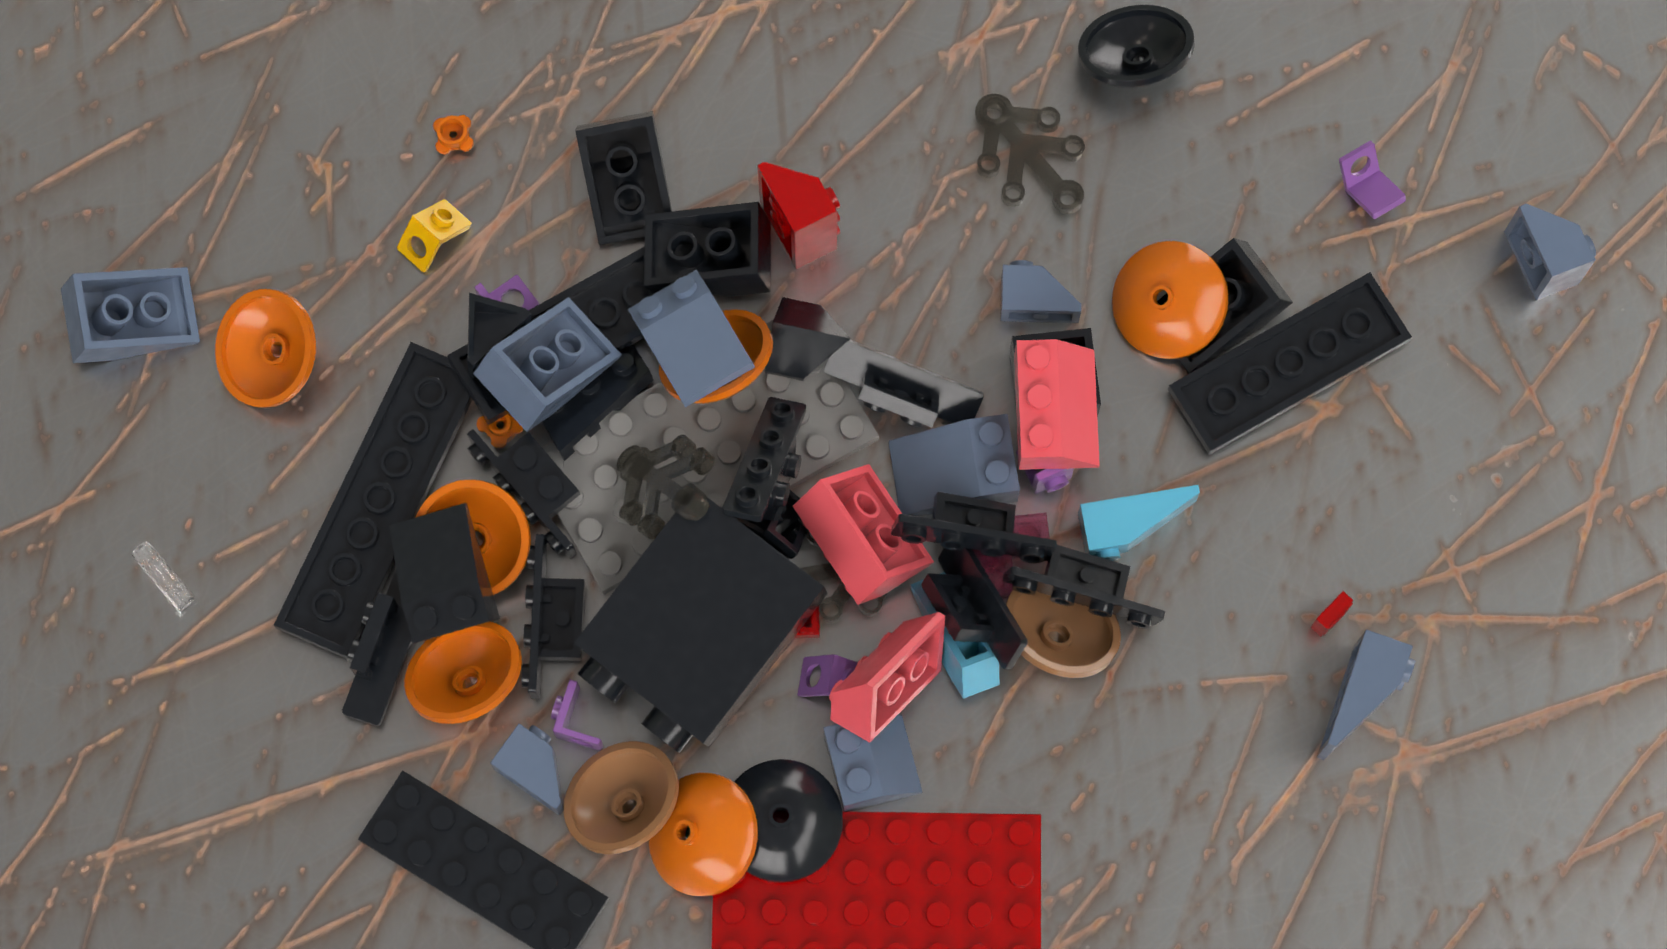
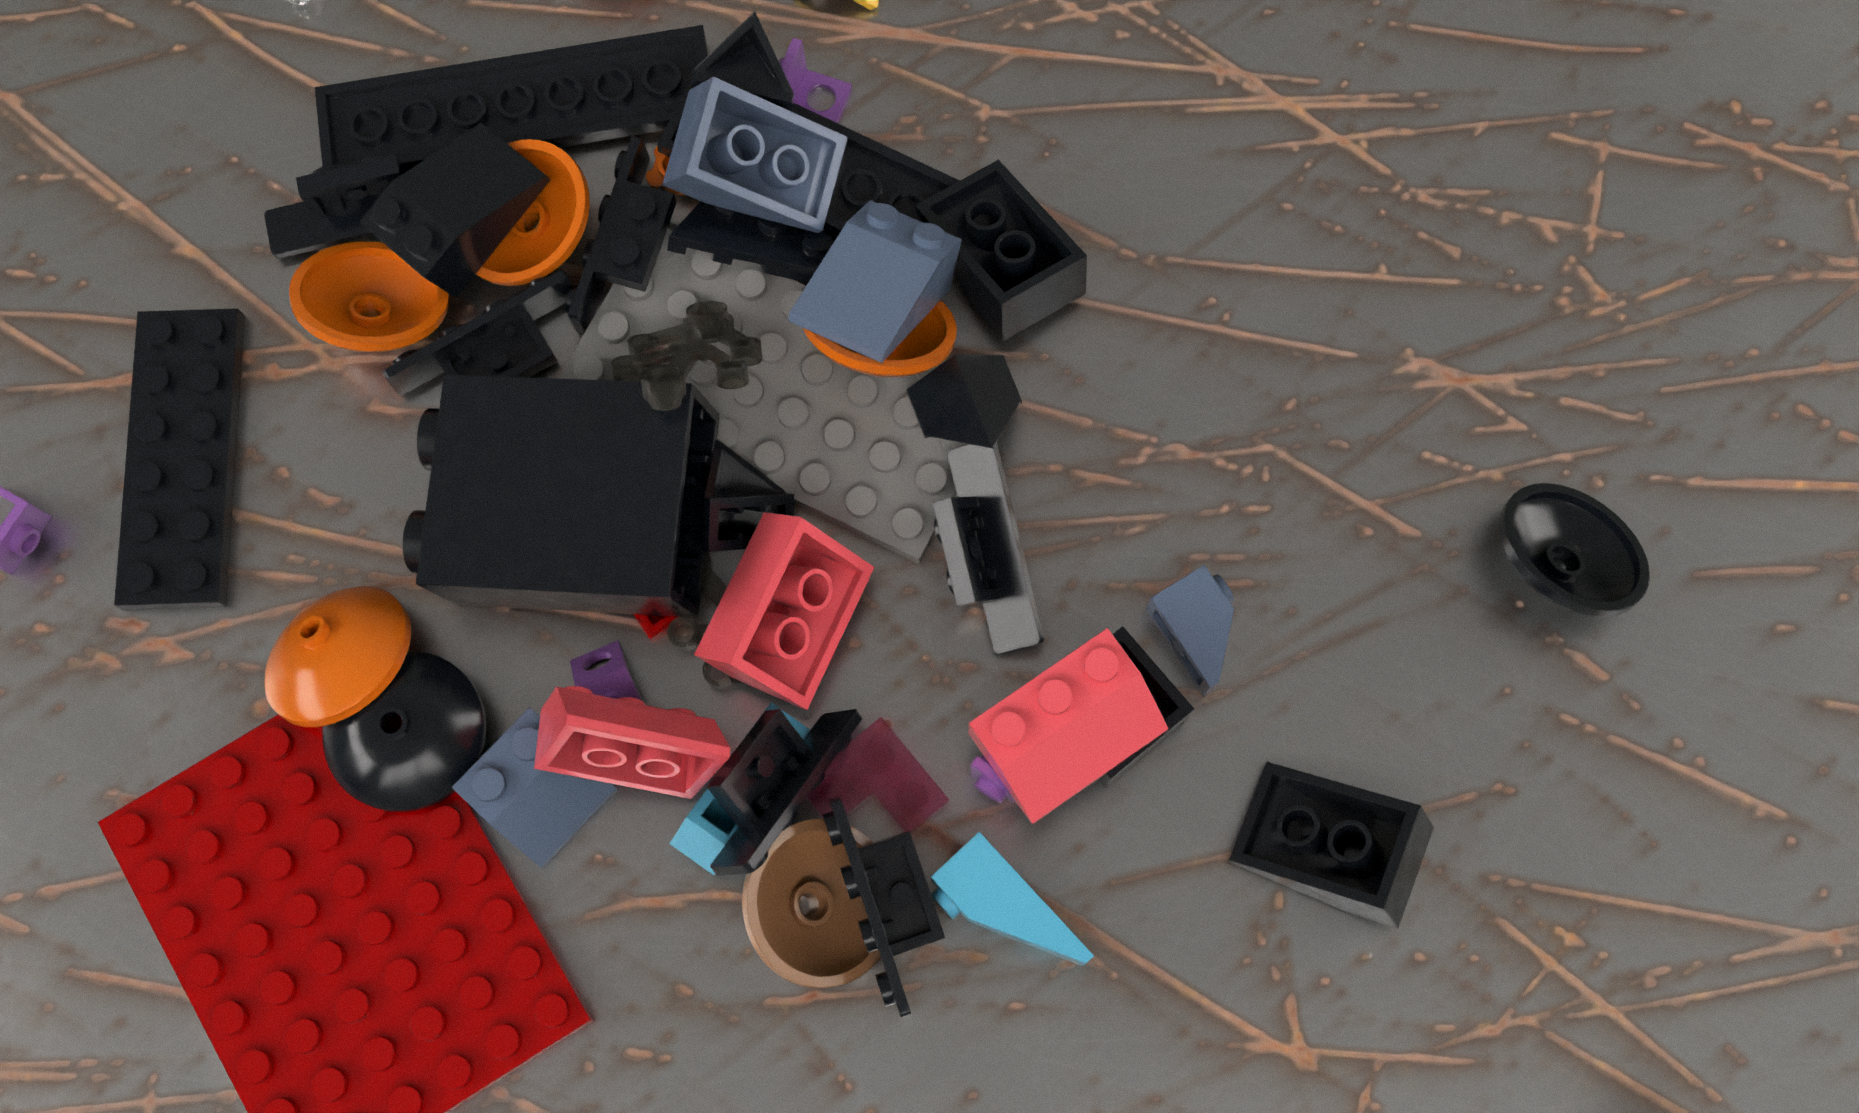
camera: 60 degrees right, 0 degrees up
(531, 765) = (313, 434): sand blue slope -> none
(562, 714) = (392, 428): medium lavender bracket -> none
(611, 786) = (324, 543): medium nougat dish -> none
(623, 174) = (1031, 111): black slope -> none
(767, 463) = (783, 453): black bracket -> none
(799, 212) = (1102, 306): red slope -> none
(957, 459) = (935, 663): sand blue slope -> none
(973, 524) = (872, 724): black bracket -> none
(1027, 148) = (1365, 508): clear smoke plant -> none
(1194, 303) = (1316, 806): orange dish -> none
(1289, 363) = (1325, 973): black plate -> none
(1369, 186) = (1608, 932): medium lavender bracket -> none

